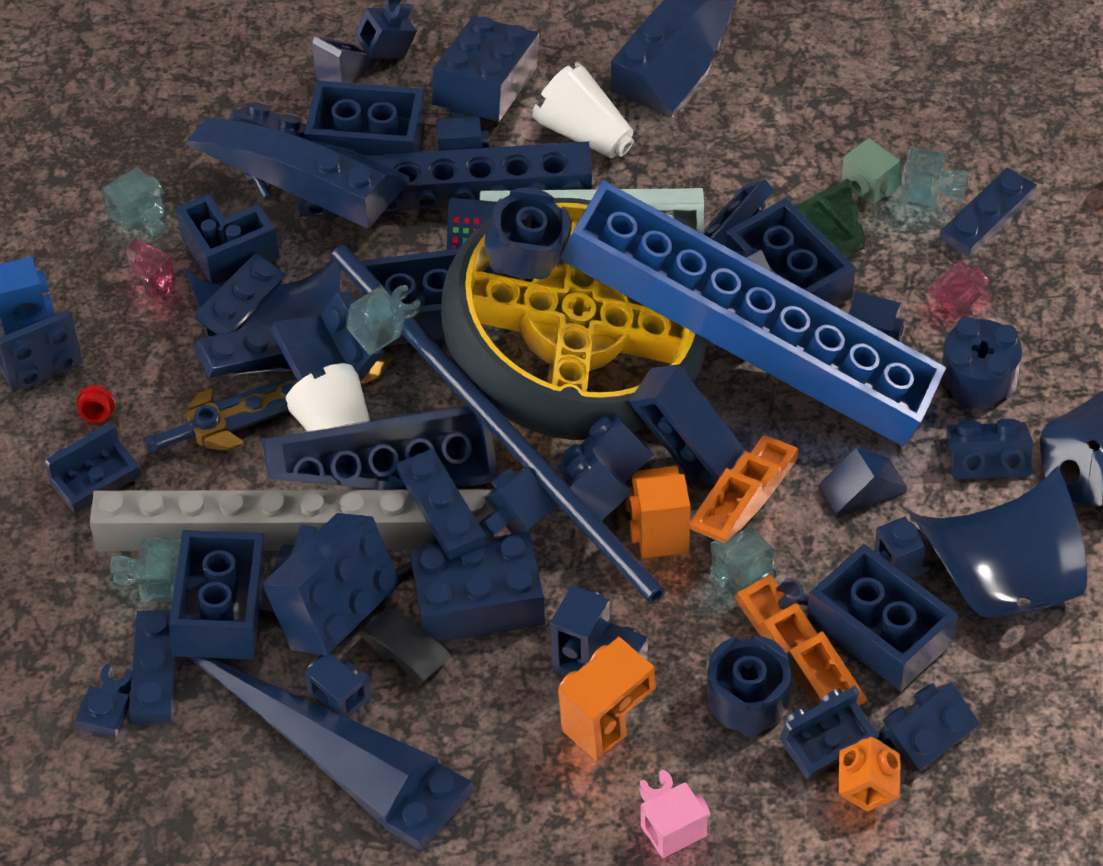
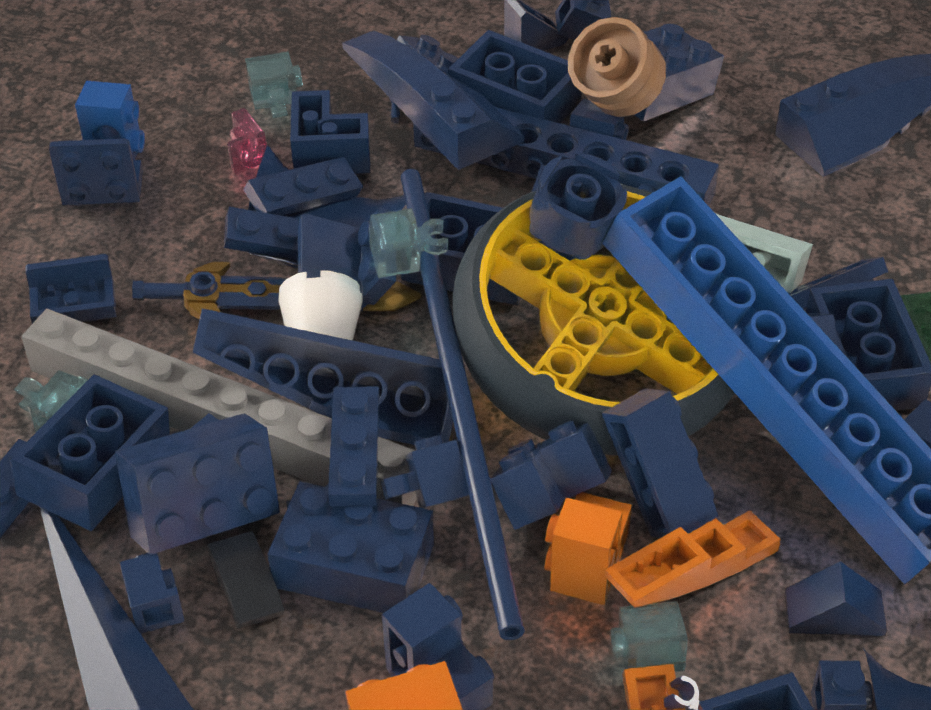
camera: 25 degrees right, 5 degrees down
(95, 404) = (117, 237): red plate -> none
(486, 81) = (616, 66): none -> medium nougat wheel
(583, 112) = (728, 134): white cone -> none

